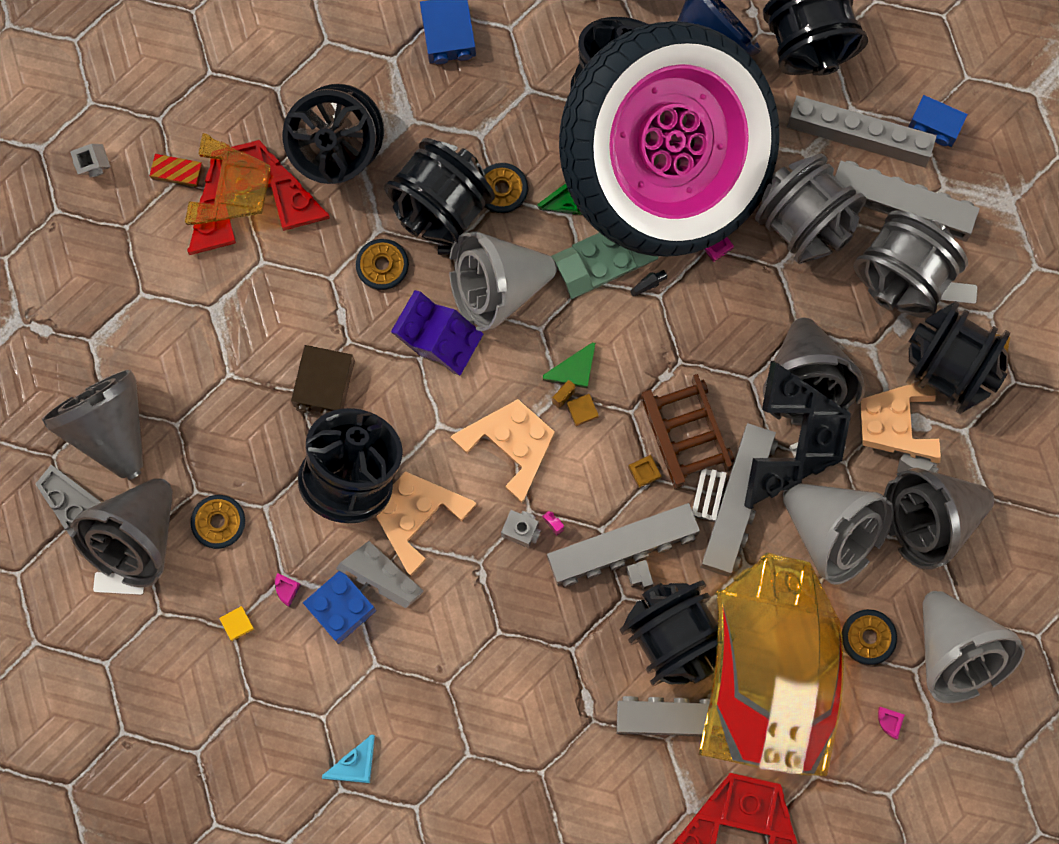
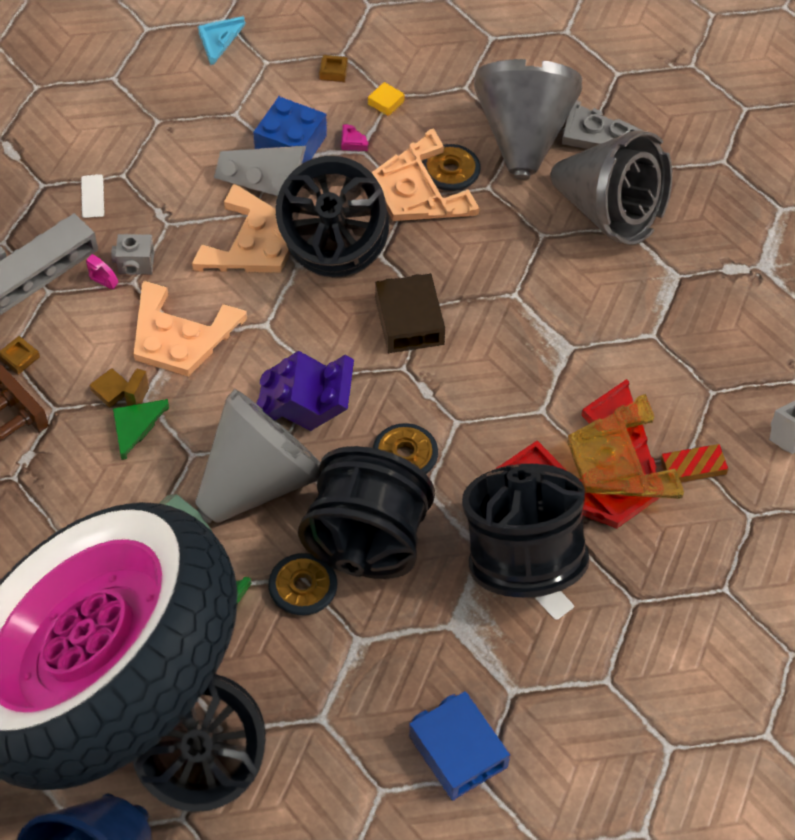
camera: 155 degrees right, 20 degrees down
(265, 509) = (411, 191): none -> light nougat wing
(266, 680) = (333, 68): none -> pearl gold tile
(532, 619) = (92, 196): none -> white sticker

